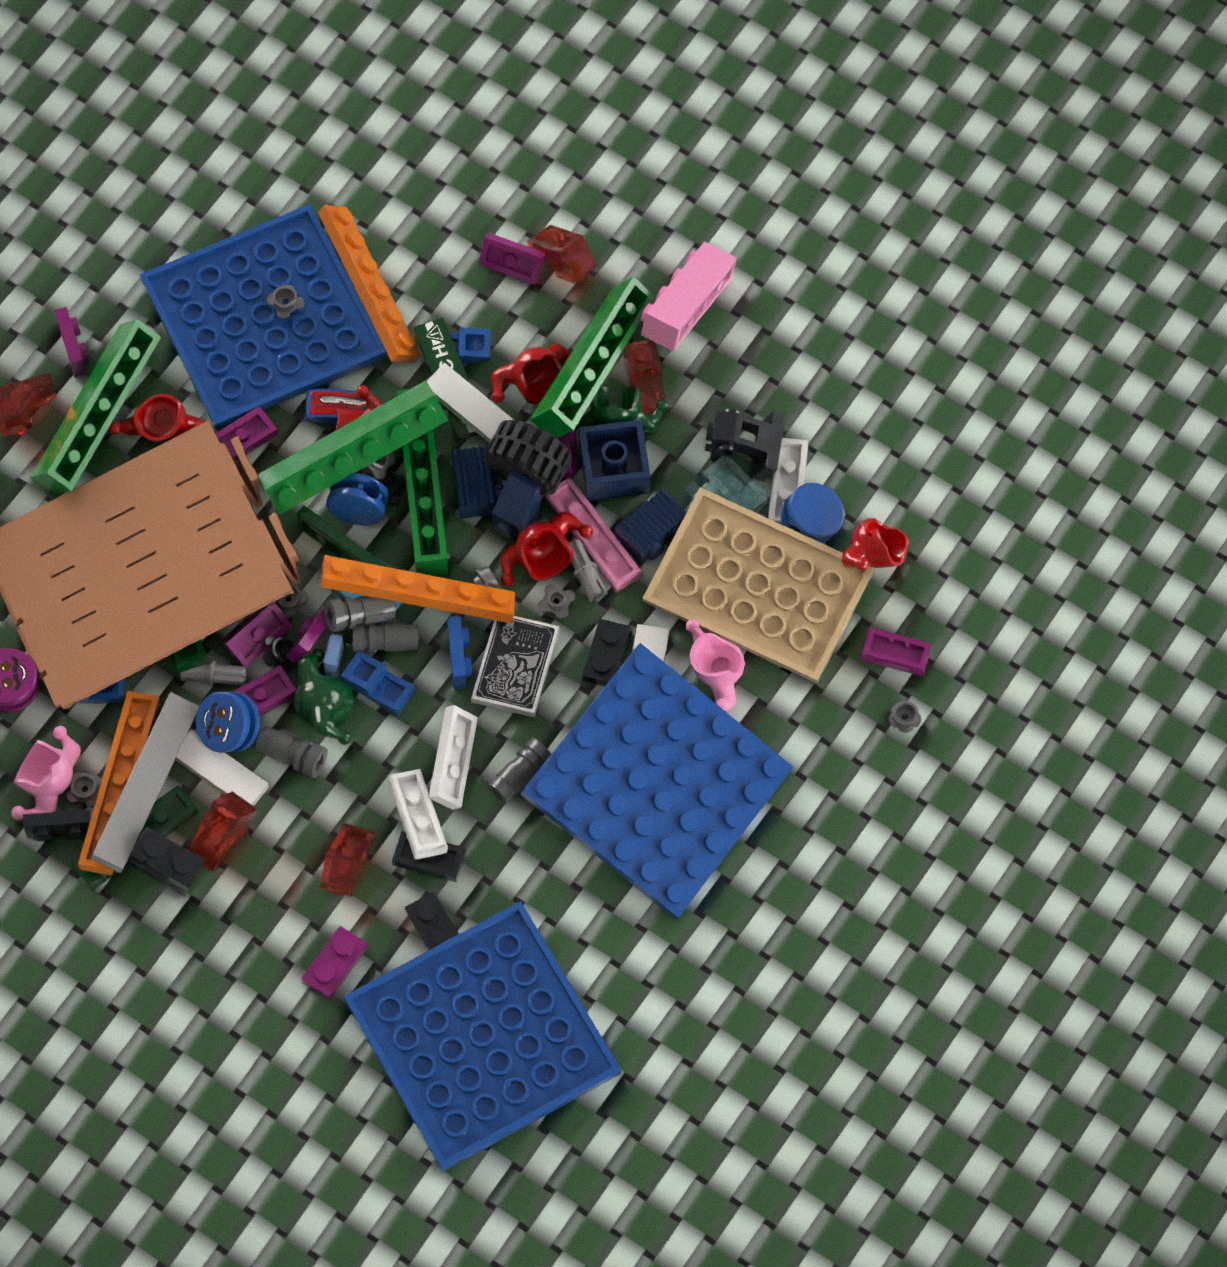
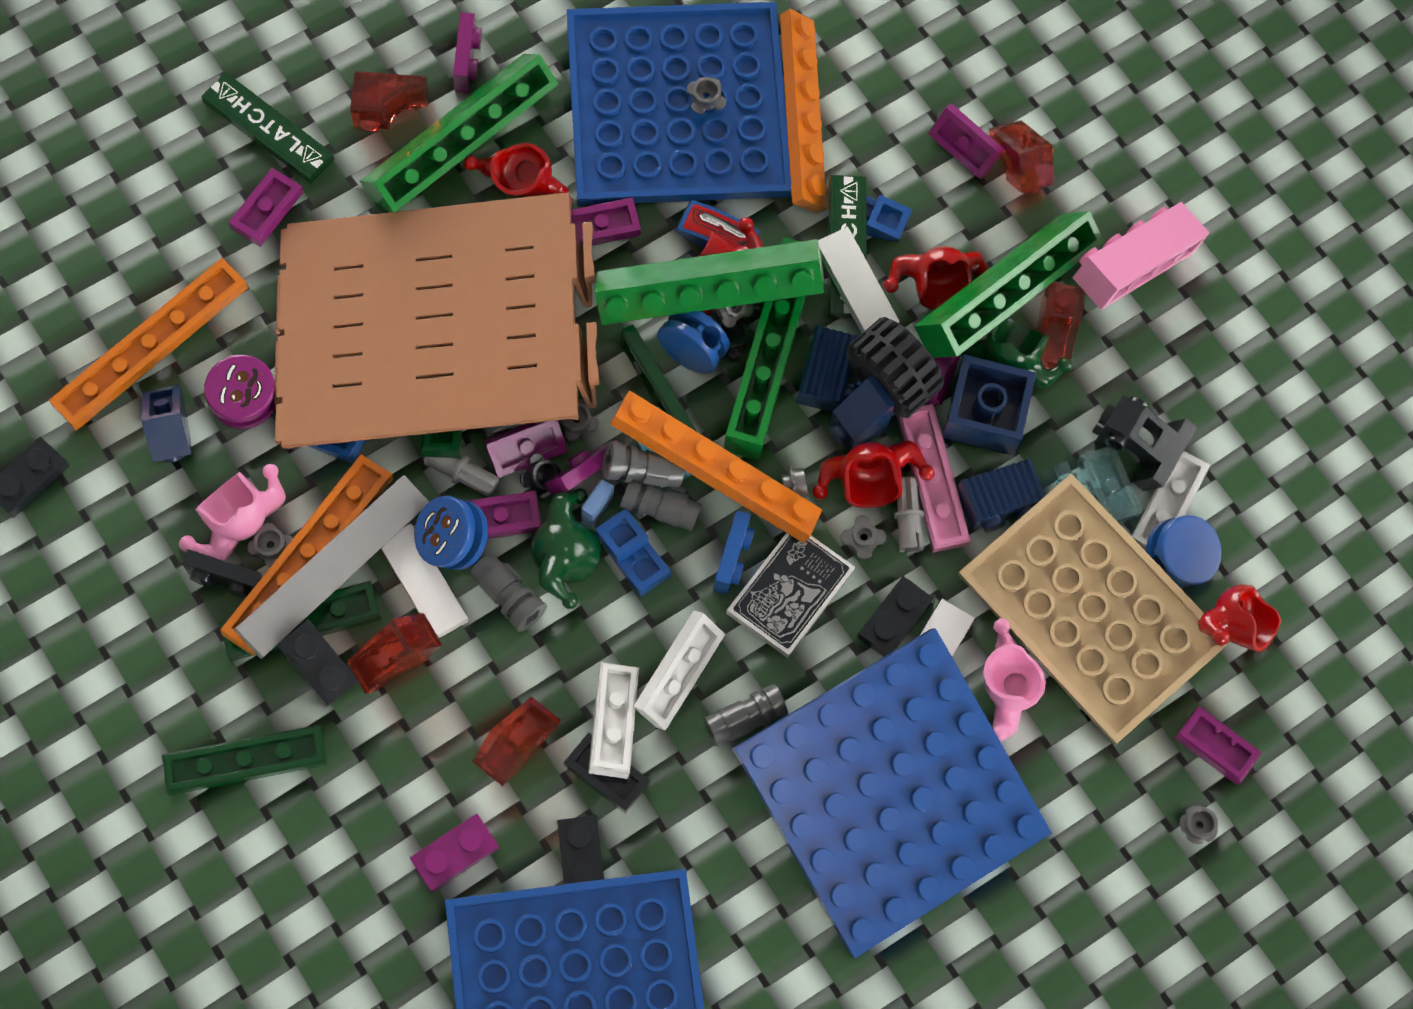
camera: 15 degrees right, 5 degrees up
(137, 959) = (244, 760): none -> dark green tile

